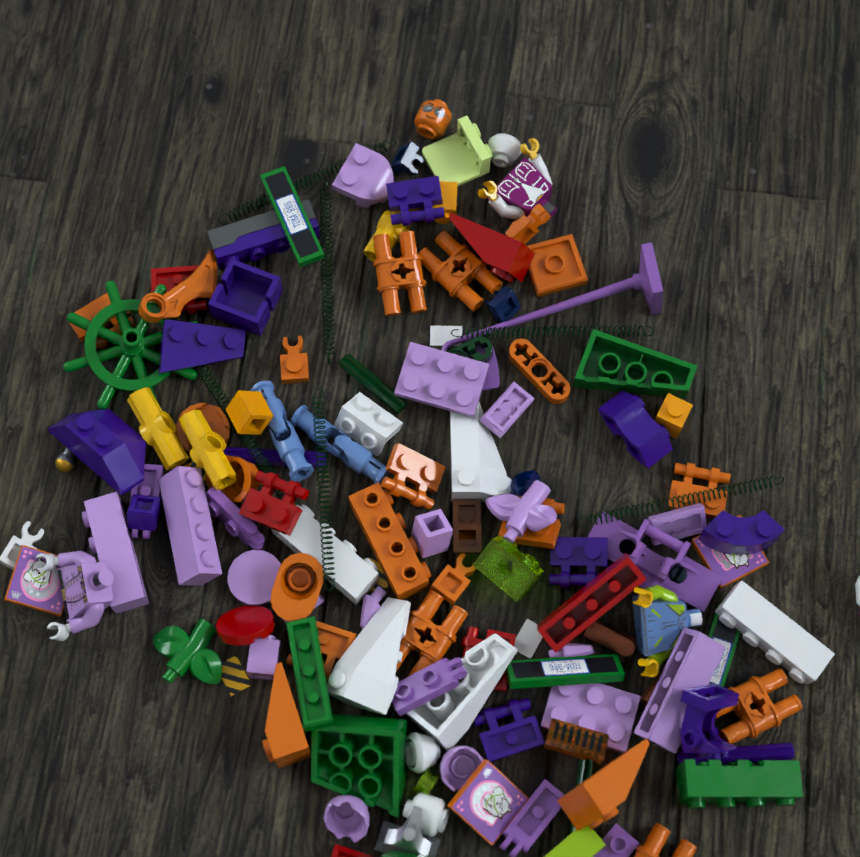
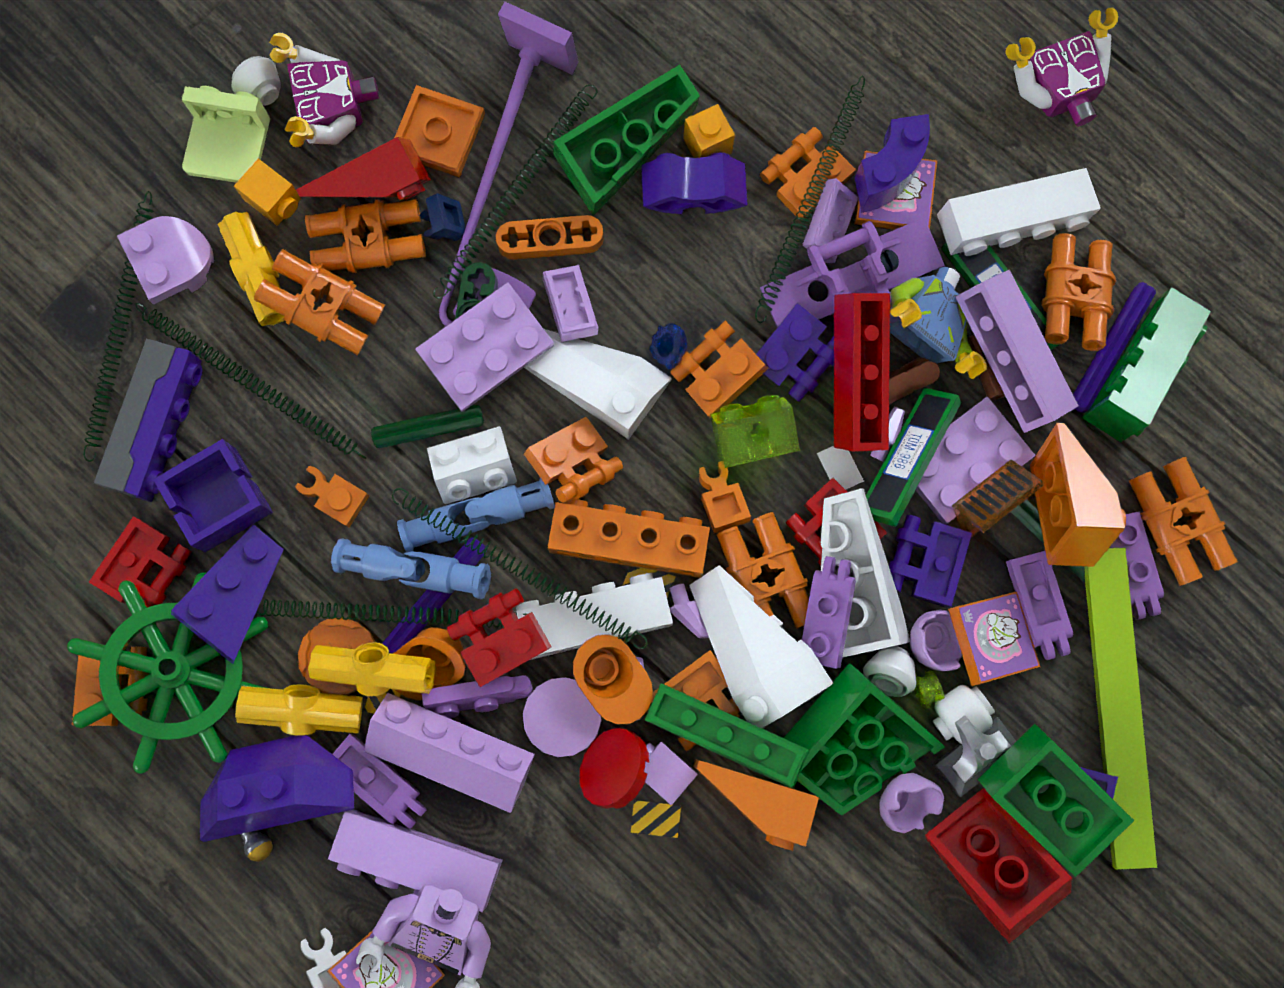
camera: 55 degrees left, 10 degrees up
(143, 512) = (392, 795): dark purple slope -> none
(189, 653) = (596, 854): green plant -> none
(198, 285) = (155, 540): orange piece -> none
(249, 412) = (363, 590): light orange brick -> none
(292, 216) = (153, 371): tile -> none
(404, 157) = (178, 195): dark blue tile -> none
(415, 194) = (236, 216): dark purple plate -> none
(431, 533) = (656, 485): lavender brick -> none
(432, 119) = (155, 130): orange head -> none
(441, 334) = (426, 308): white sticker -> none
(467, 526) = (672, 443): reddish brown slope -> none
(502, 482) = (651, 369): white sticker -> none
(523, 511) = (707, 368): lavender plant -> none
(526, 227) = (372, 126): orange plate -> none
(700, 714) = (1058, 336): dark purple tile -> none

